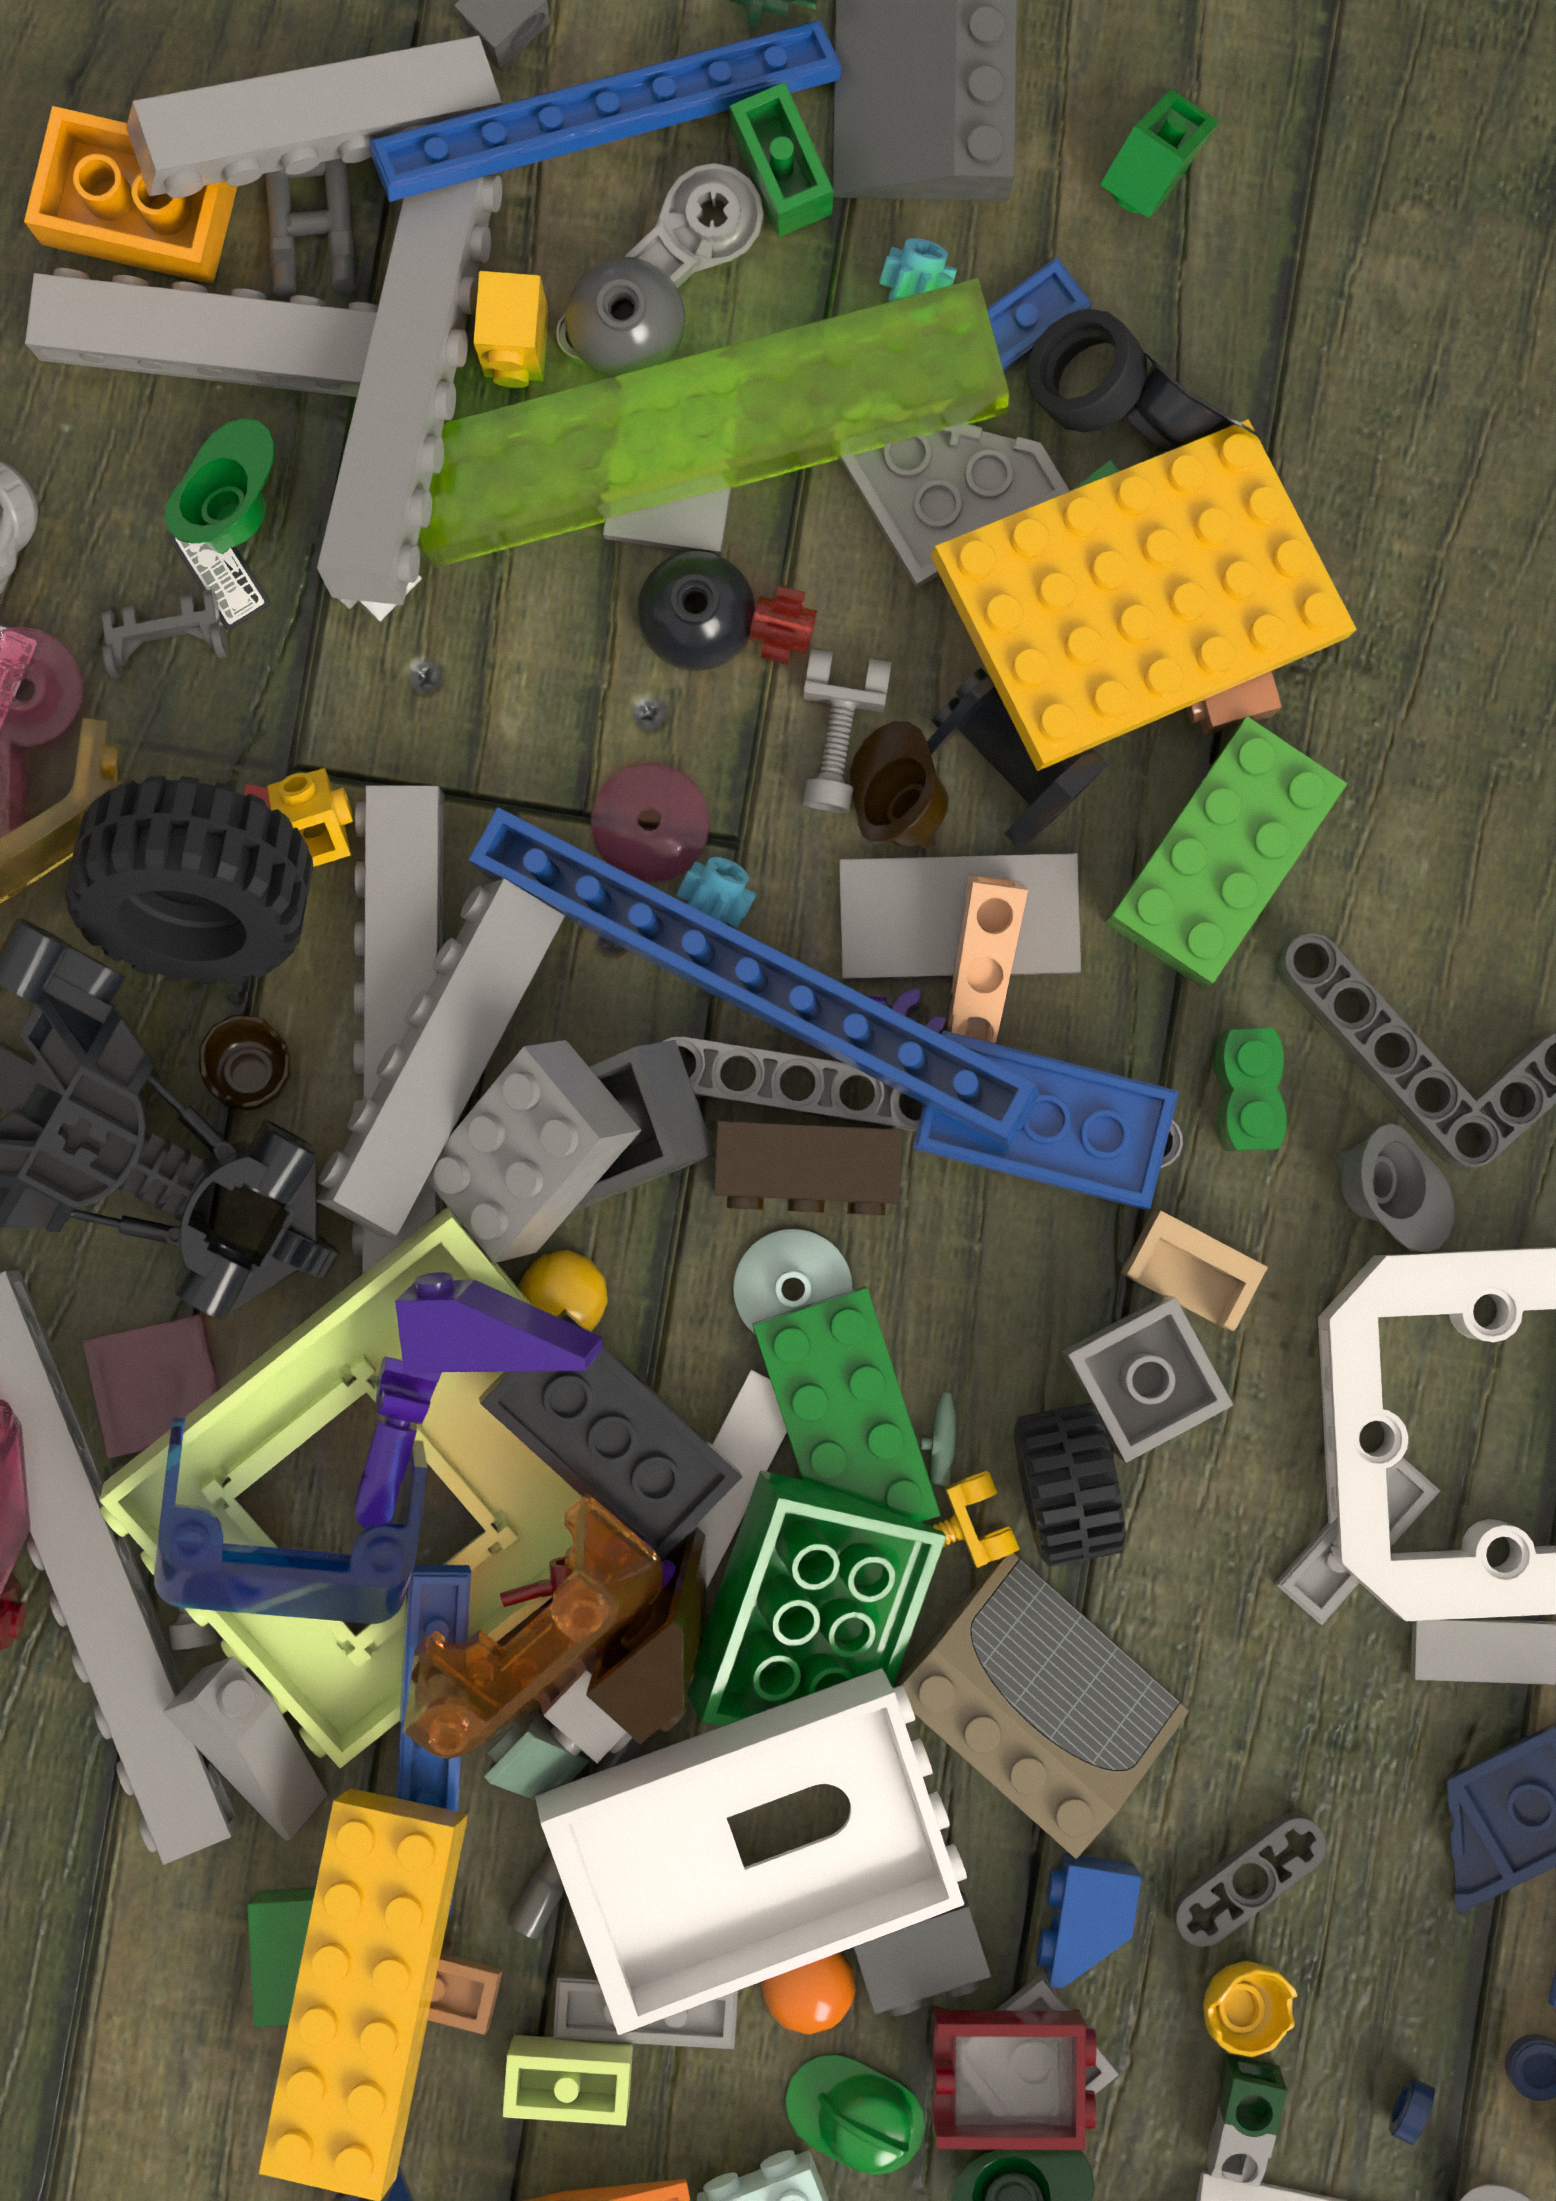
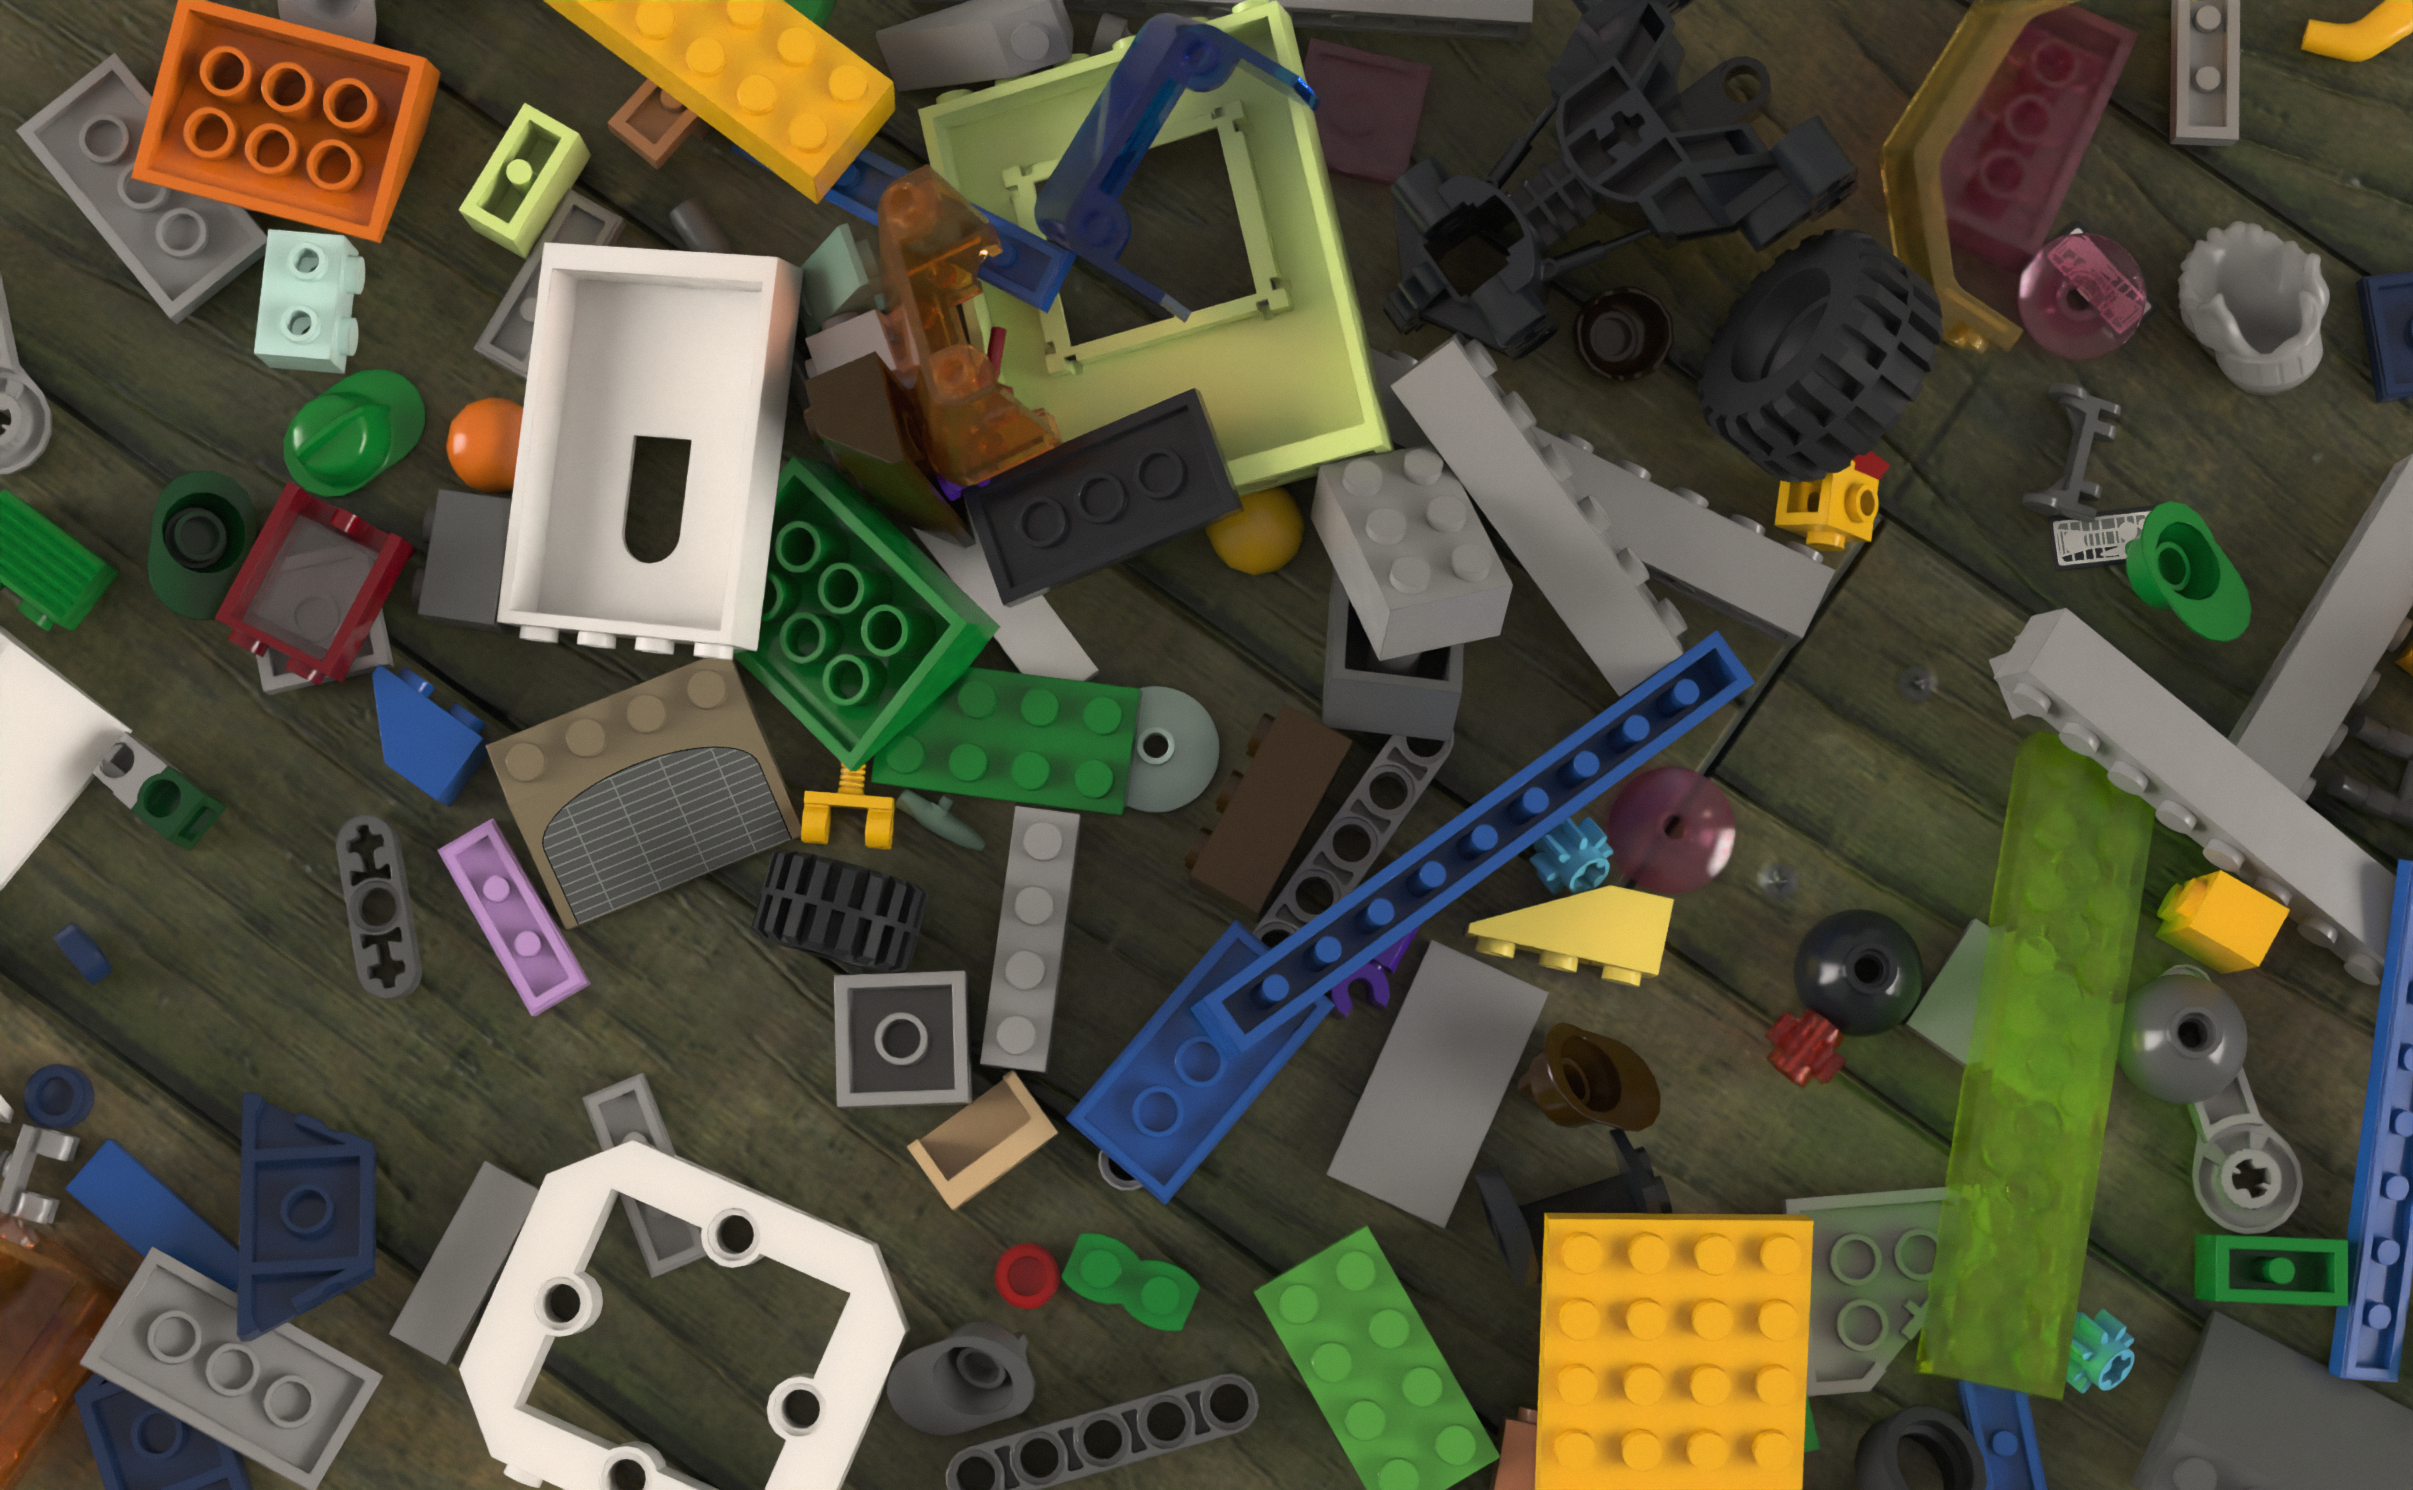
camera: 120 degrees right, 5 degrees down
(401, 1405) = (1228, 316): dark purple piece -> none
(481, 1329) = (1262, 420): dark purple slope -> none
(765, 842) = (1598, 928): none -> light yellow slope
(829, 790) = (1622, 1017): light grey bar -> none
(985, 955) = (1388, 1084): light nougat leg -> none
(1010, 1312) = (1031, 940): none -> light grey brick
(1200, 1761) = (513, 917): none -> lavender tile
(1248, 2008) = (260, 844): yellow hair -> none
(1284, 1179) = (1027, 1276): none -> red tile

